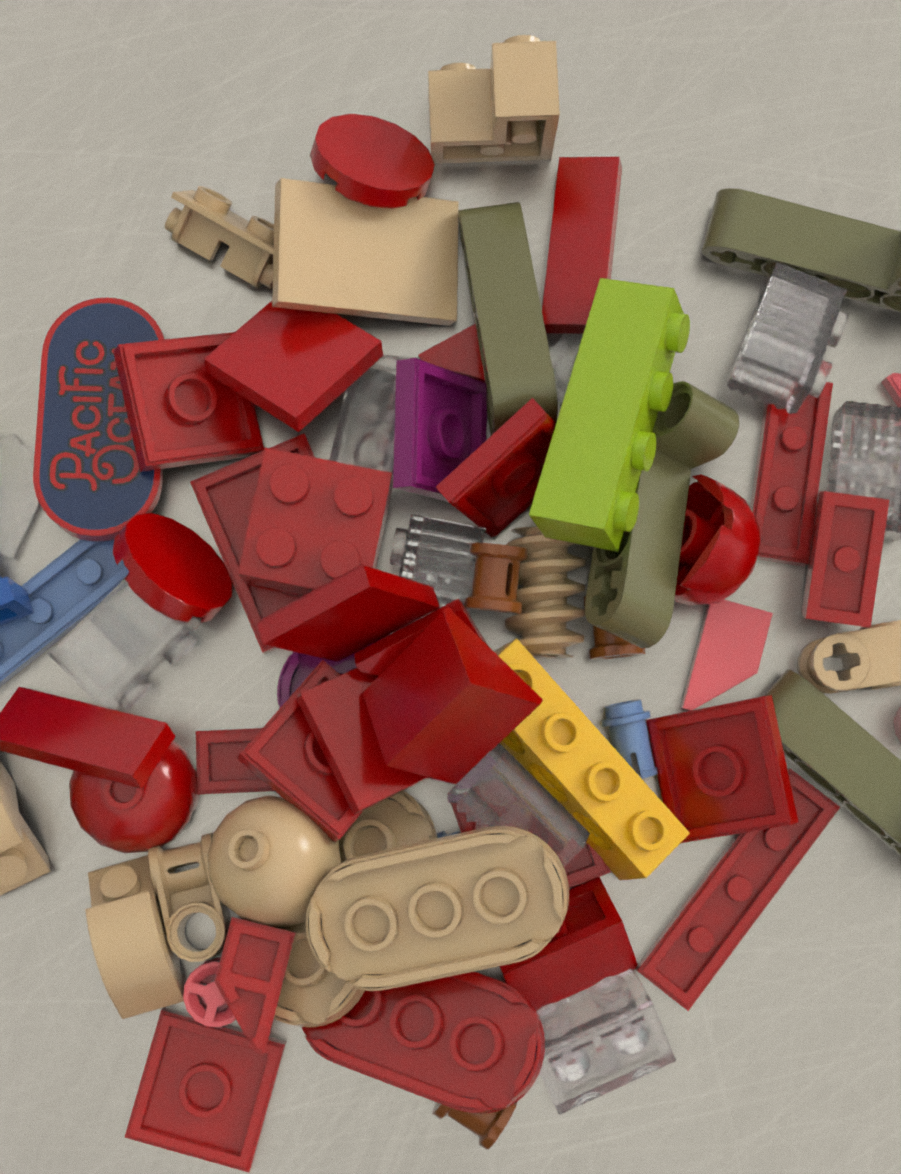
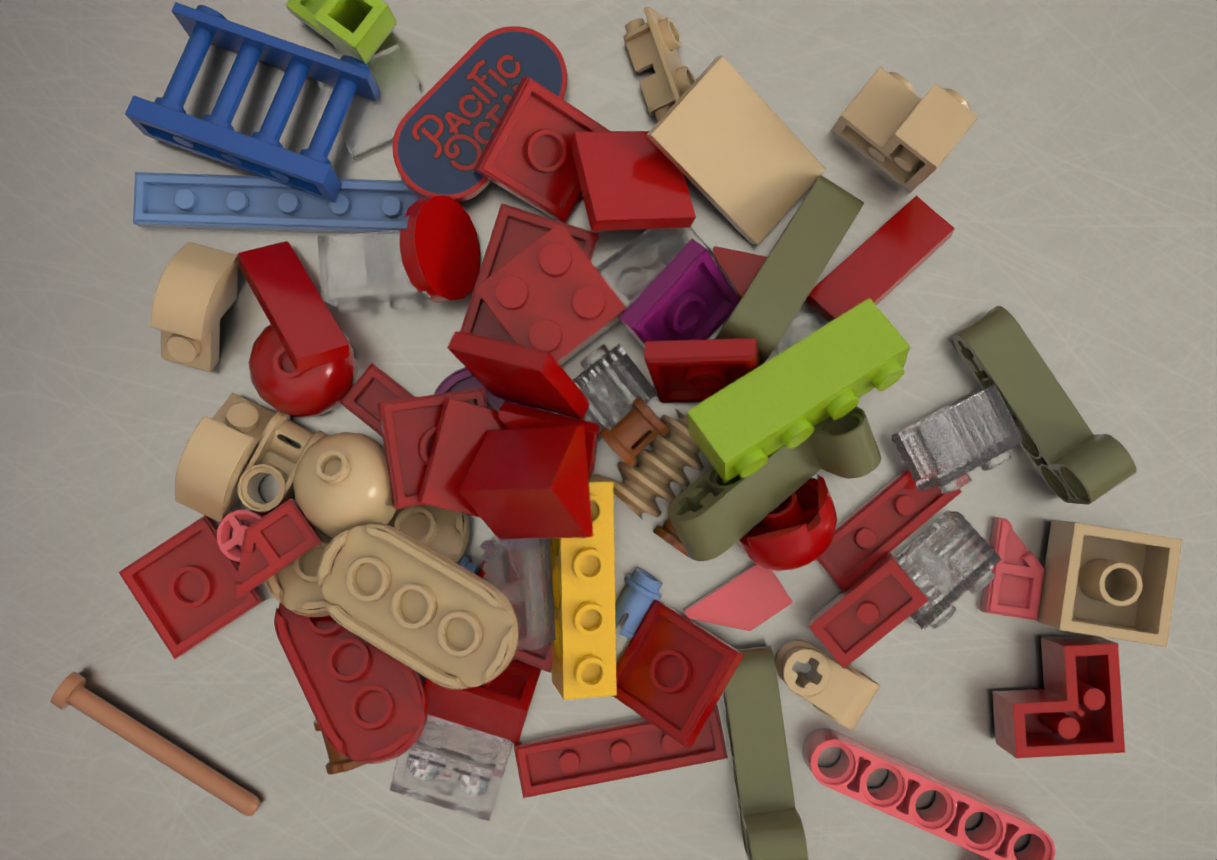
camera: 50 degrees right, 5 degrees up
(372, 160) = (793, 94): red tile -> none

